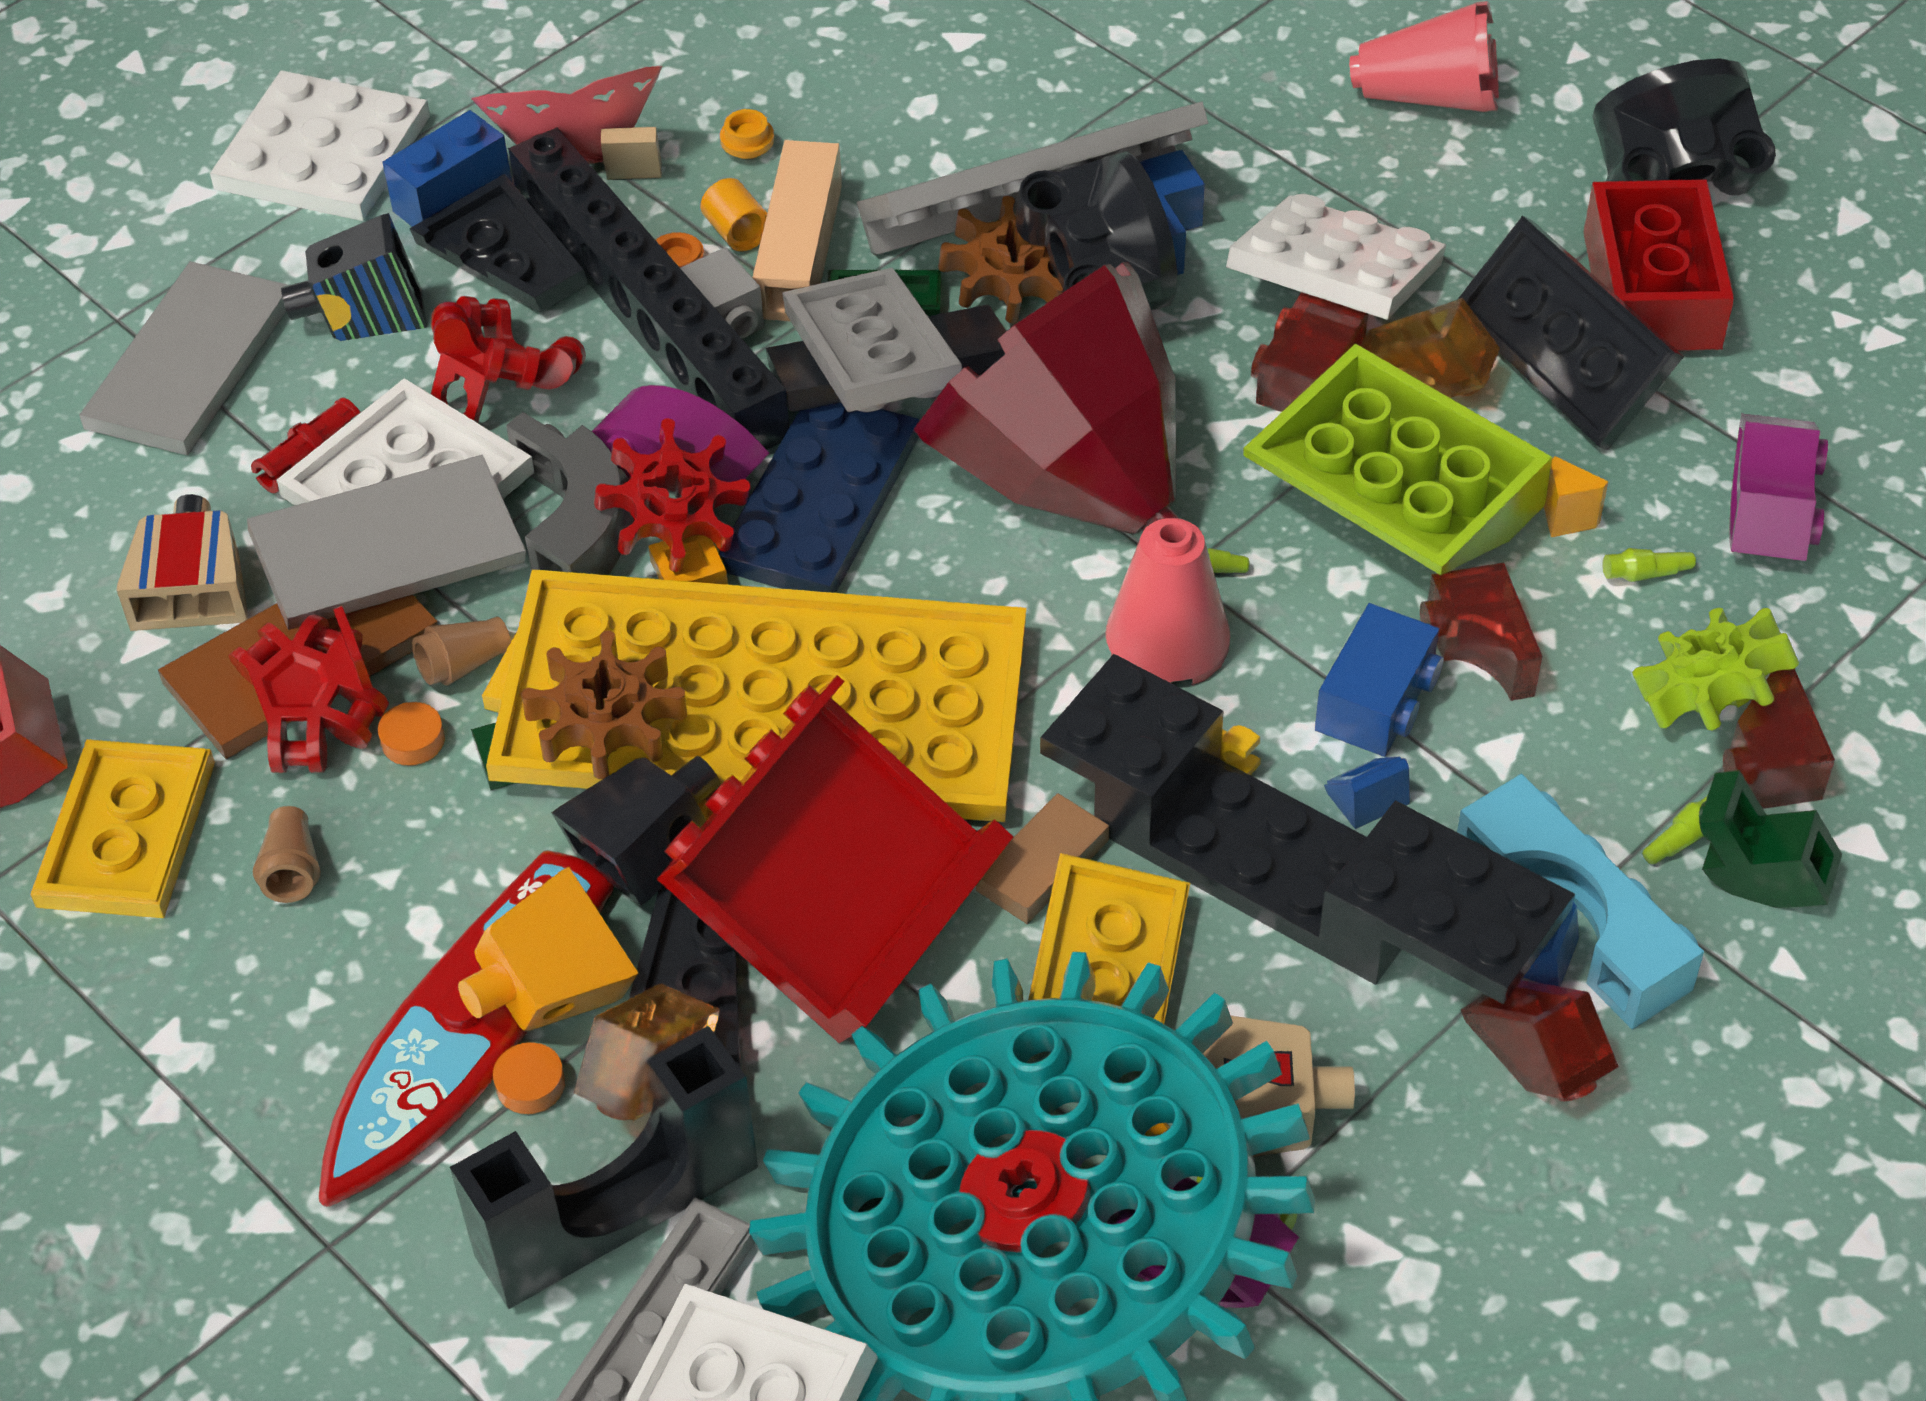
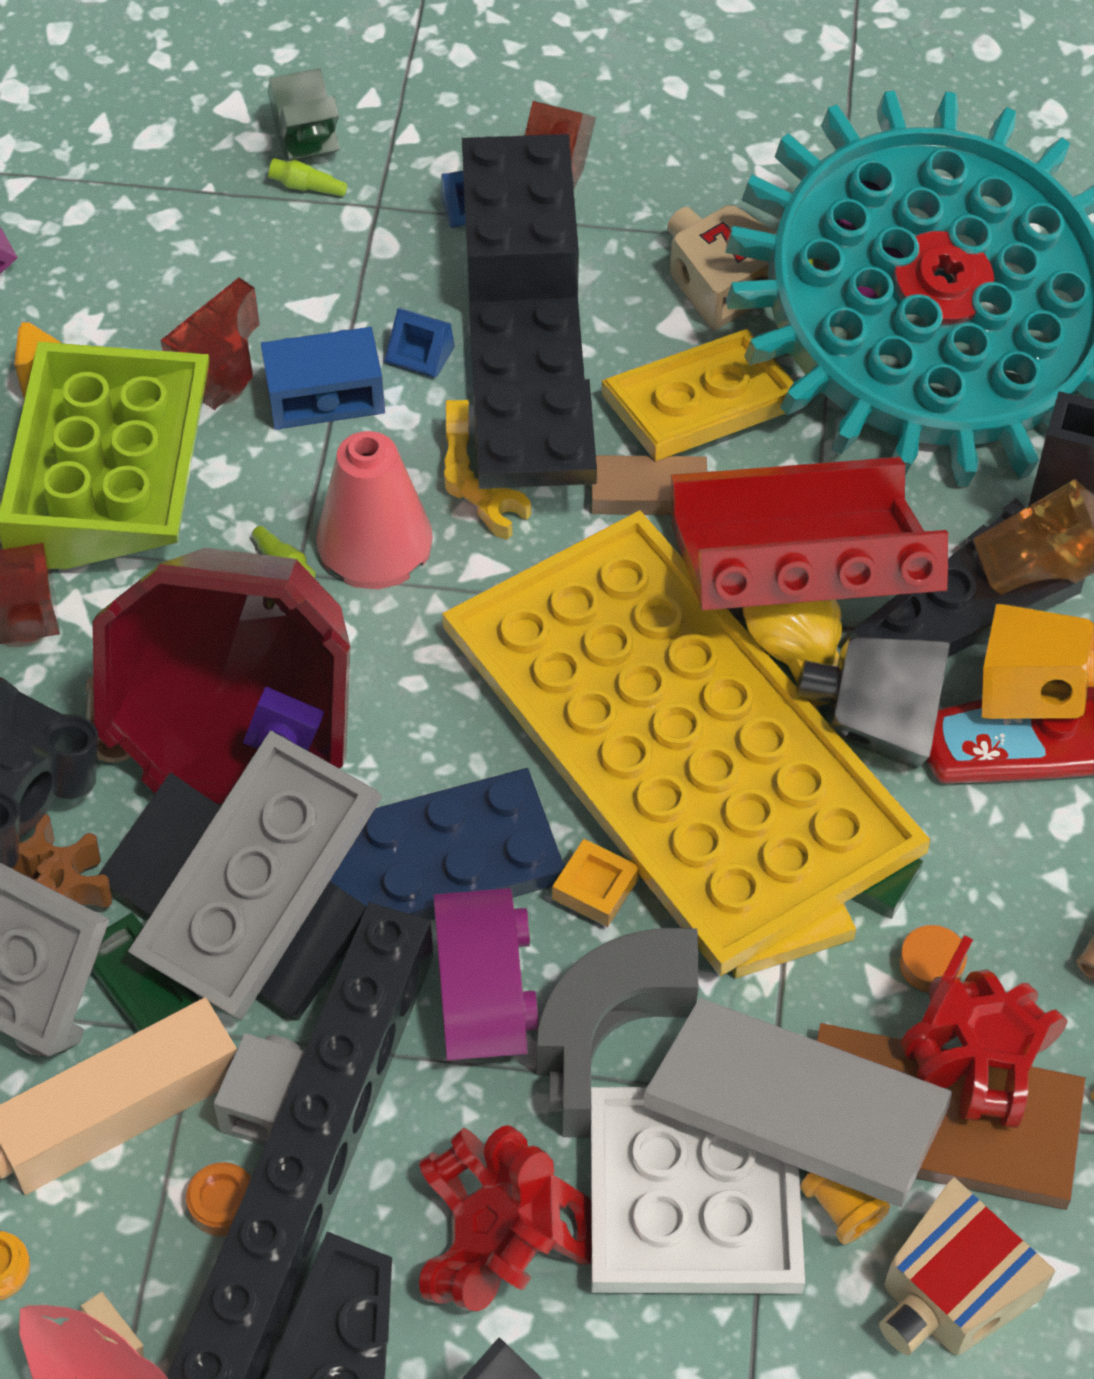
camera: 130 degrees left, 5 degrees up
(302, 441) = (783, 1313): red pin -> none
(457, 649) = (830, 981): medium nougat cone -> none
(580, 707) = (817, 774): dark orange gear -> none
(648, 496) = (565, 894): red gear -> none
(734, 214) = (131, 1172): light orange beam -> none
(1640, 952) = (402, 232): medium azure arch -> none
(1644, 564) = (65, 304): lime piece -> none
(1715, 668) = (154, 175): lime gear -> none
(1781, 746) = (193, 156): clear red slope -> none

